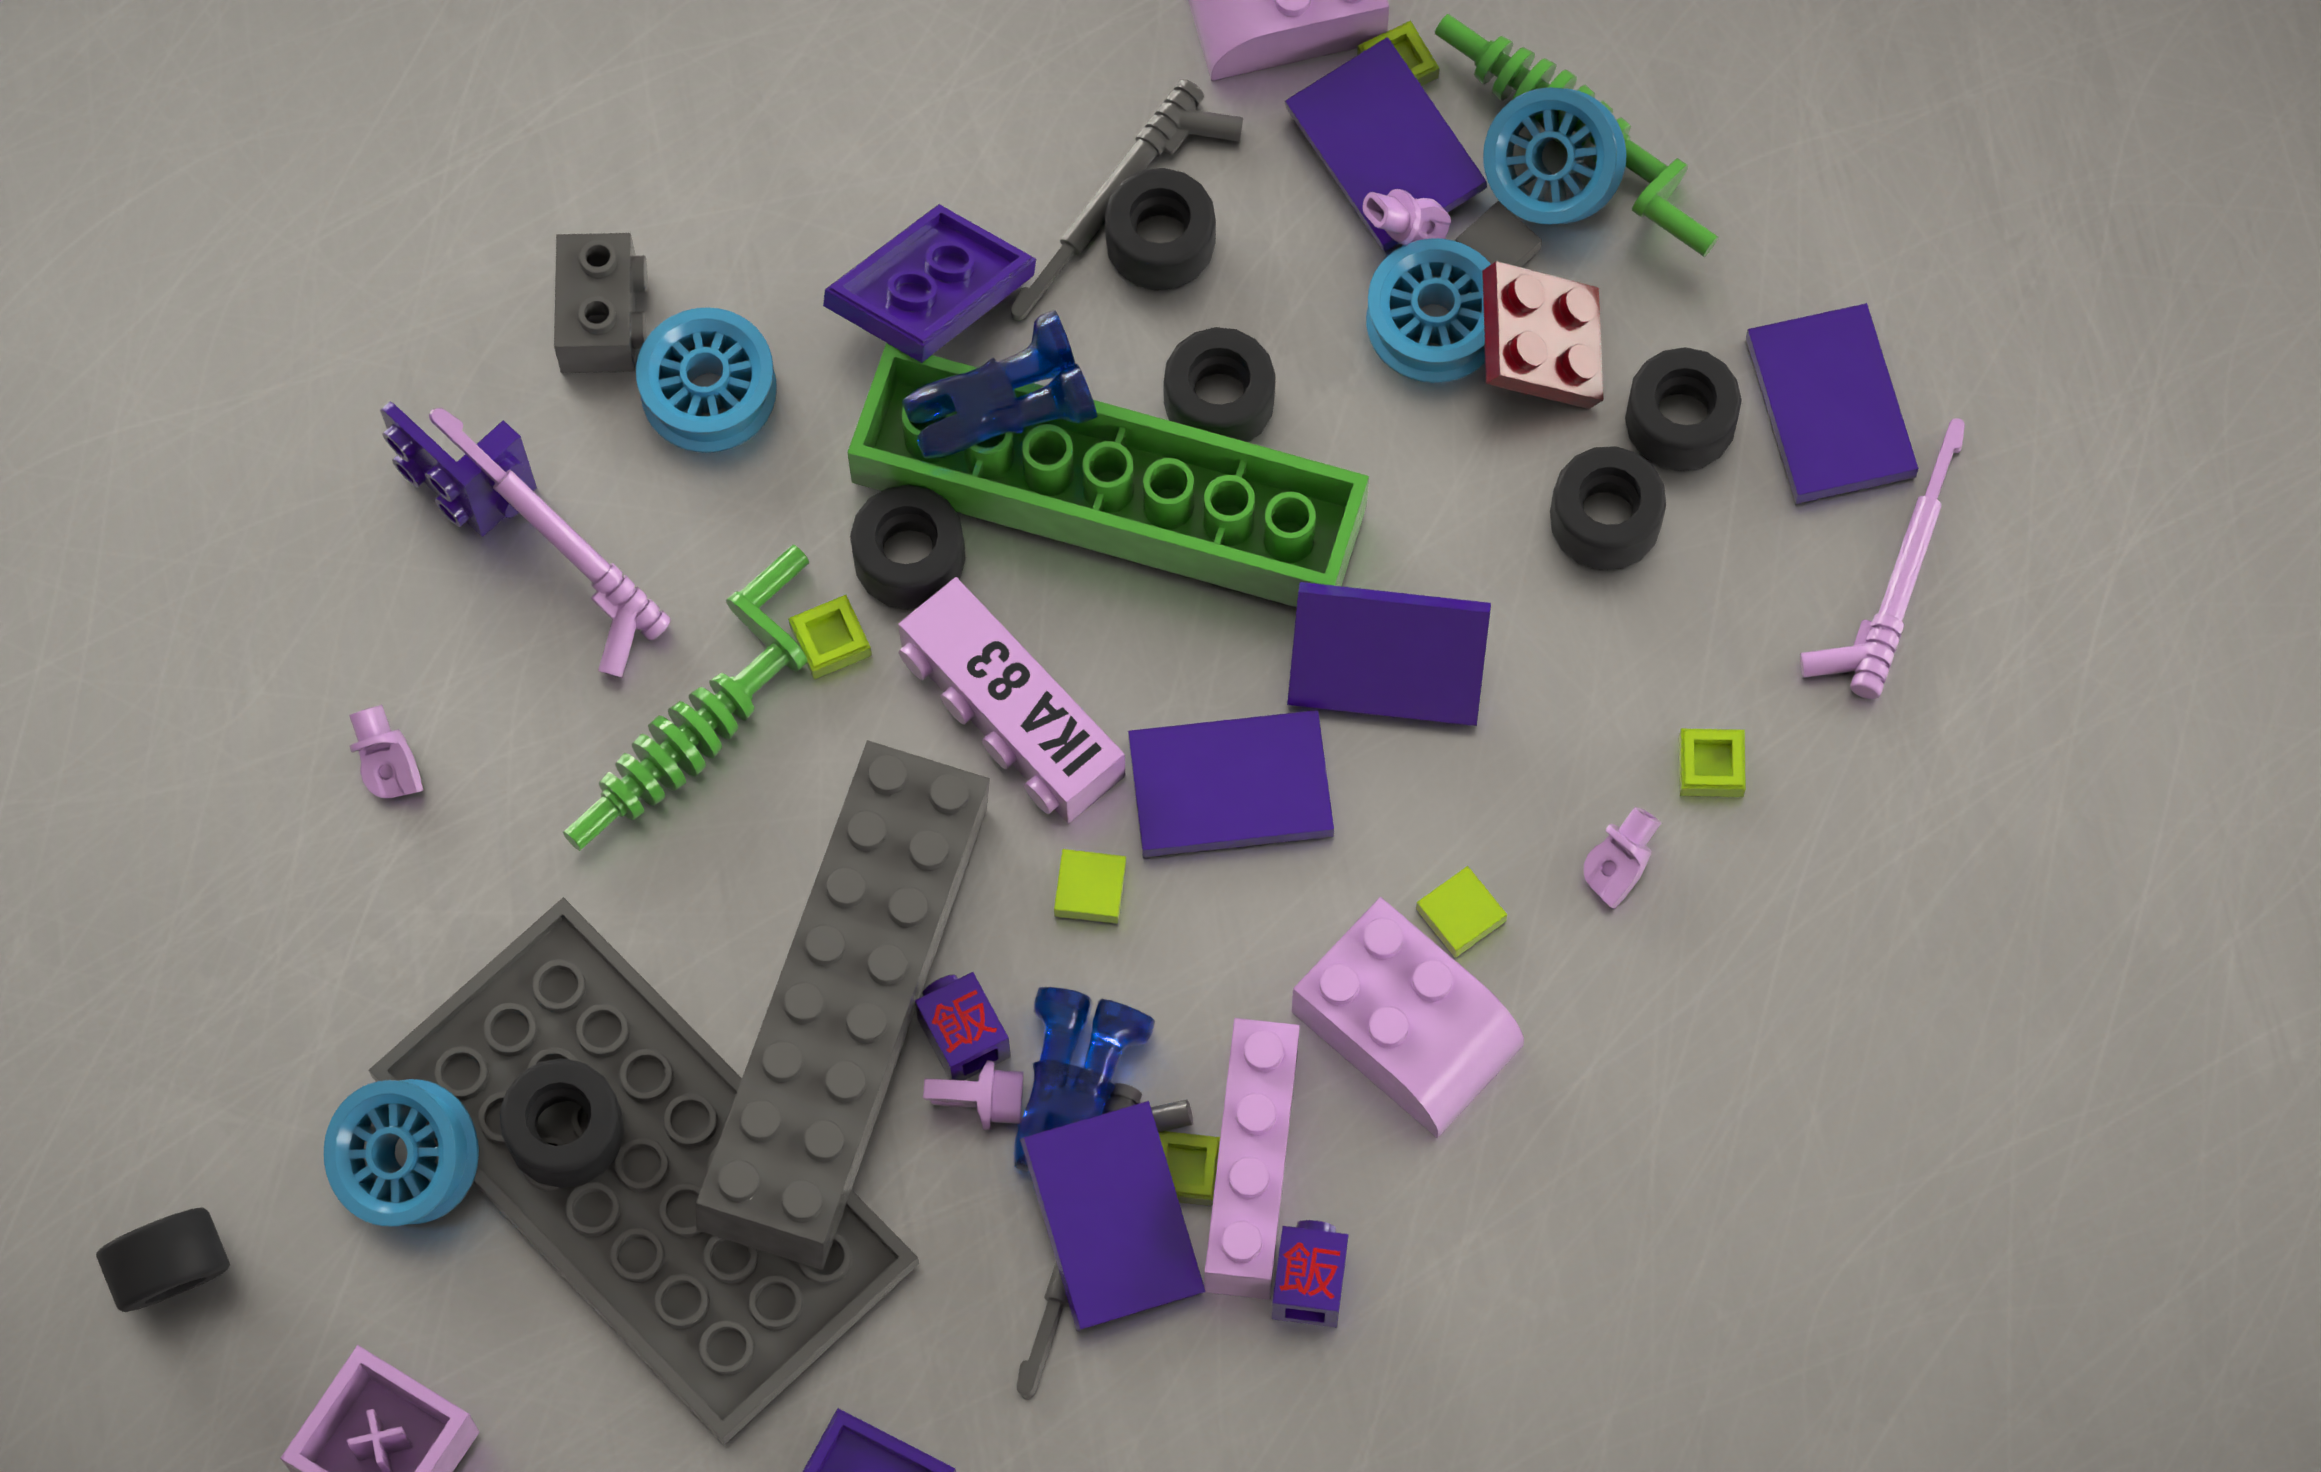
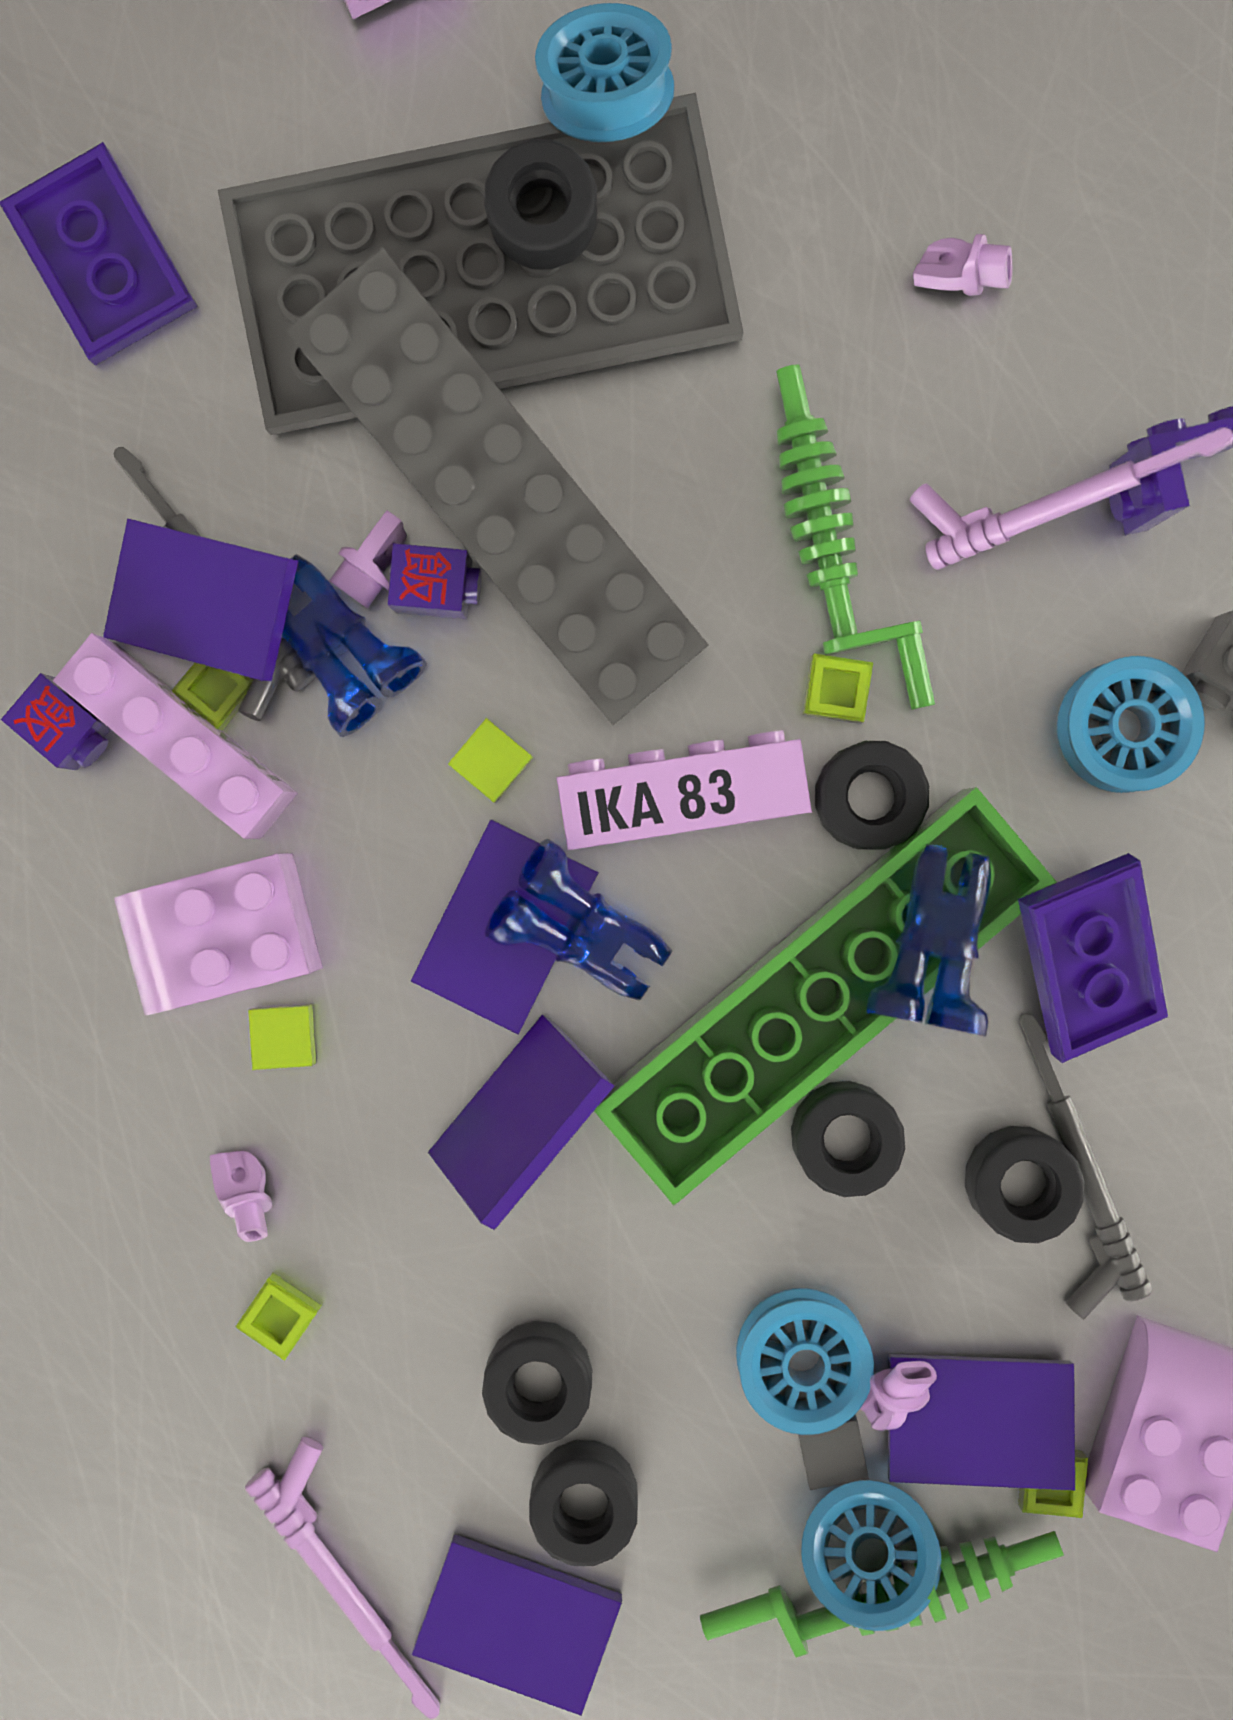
camera: 125 degrees right, 20 degrees up
(1186, 699) = (591, 933): none -> clear blue piece
(1542, 335) = (720, 1433): plate -> none

